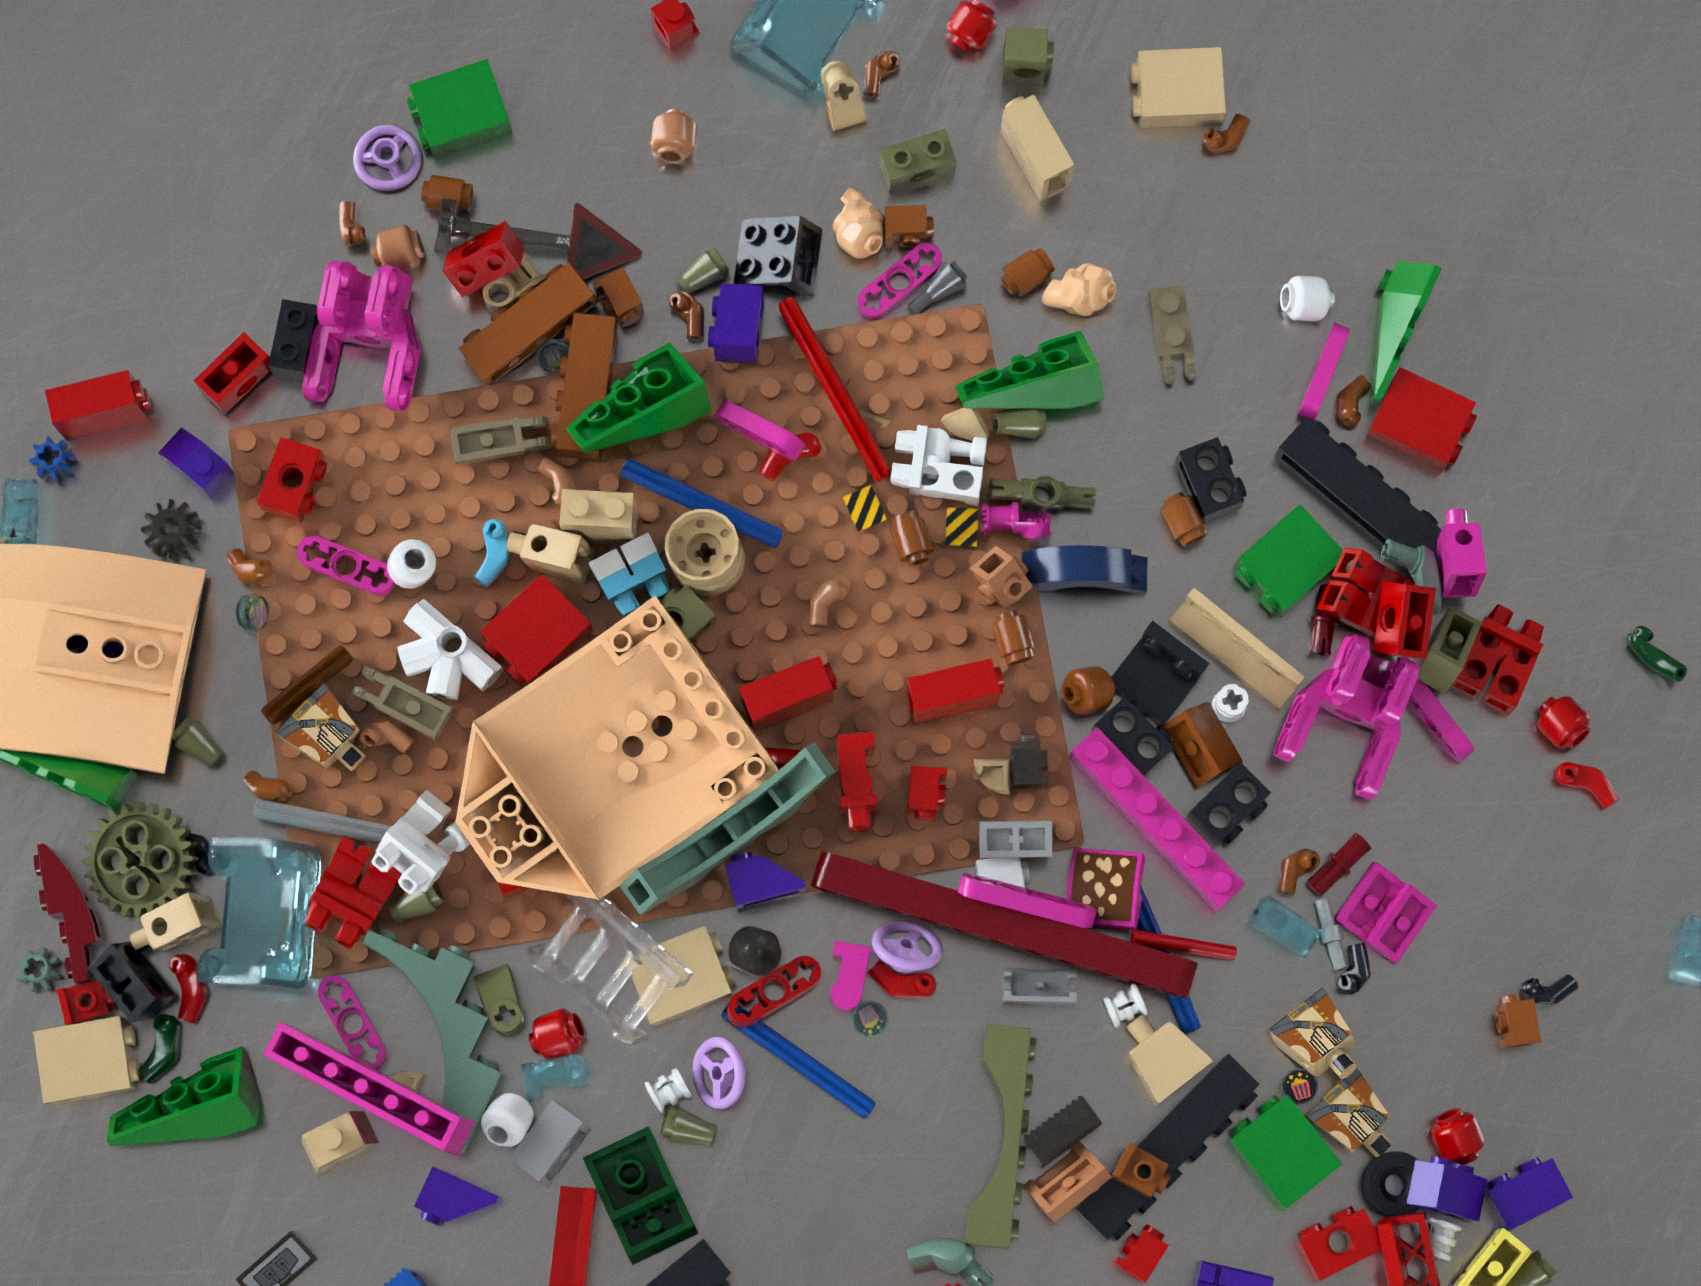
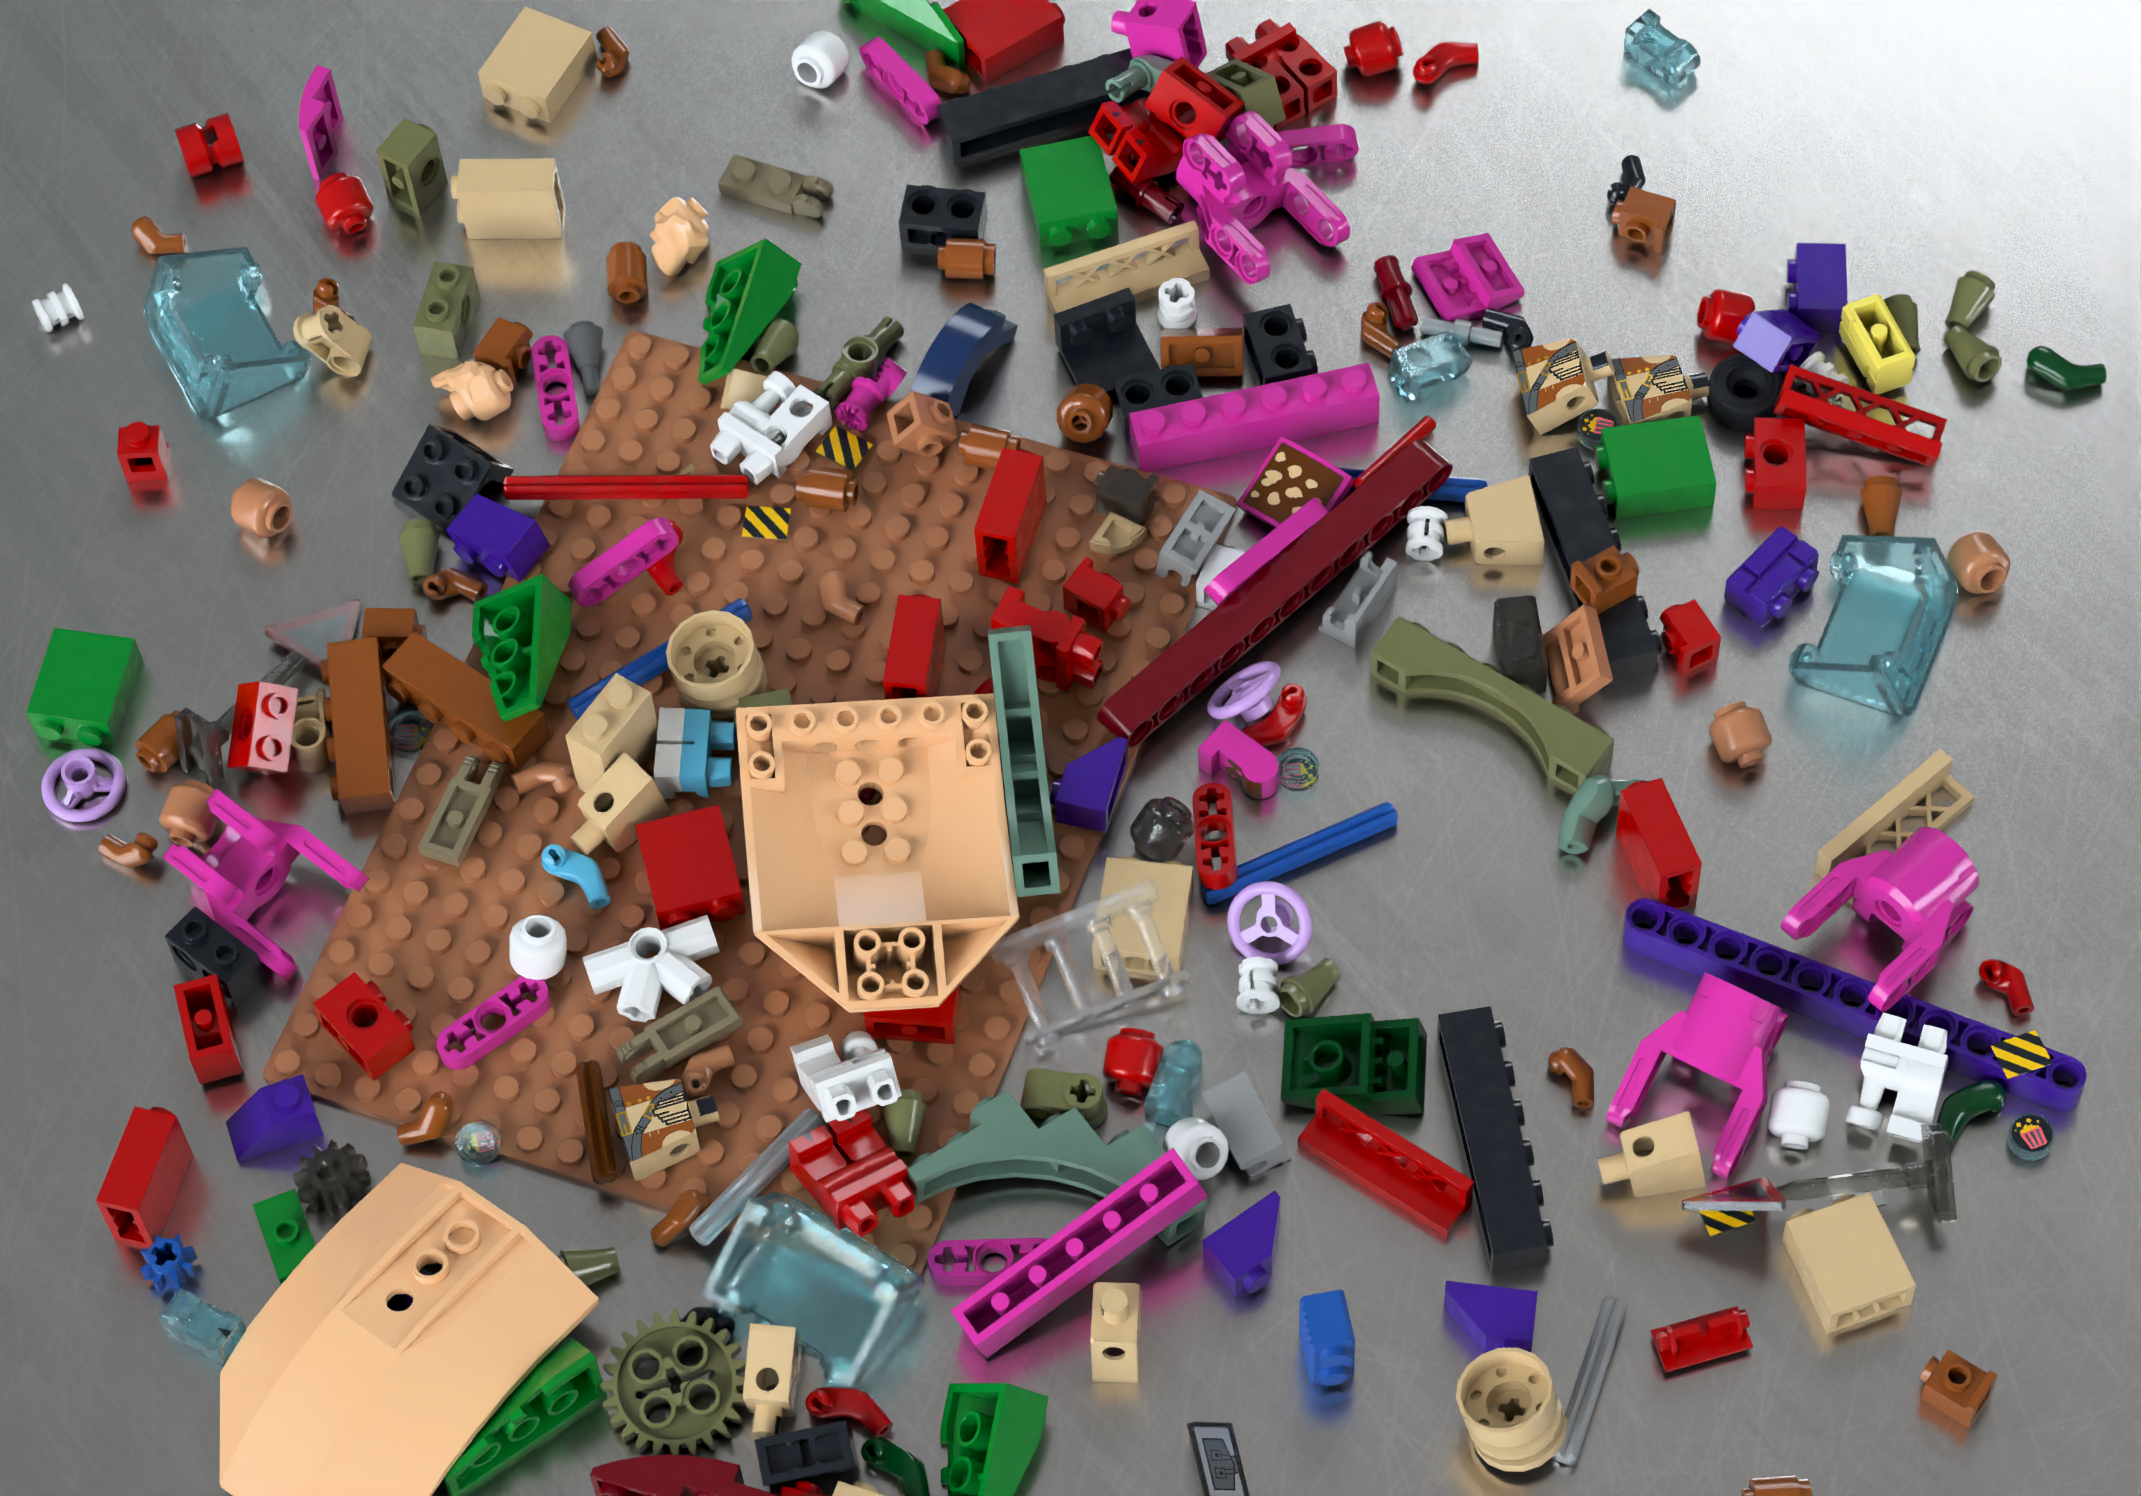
camera: 55 degrees left, 20 degrees down
(118, 523) = (284, 1231): none -> green plate

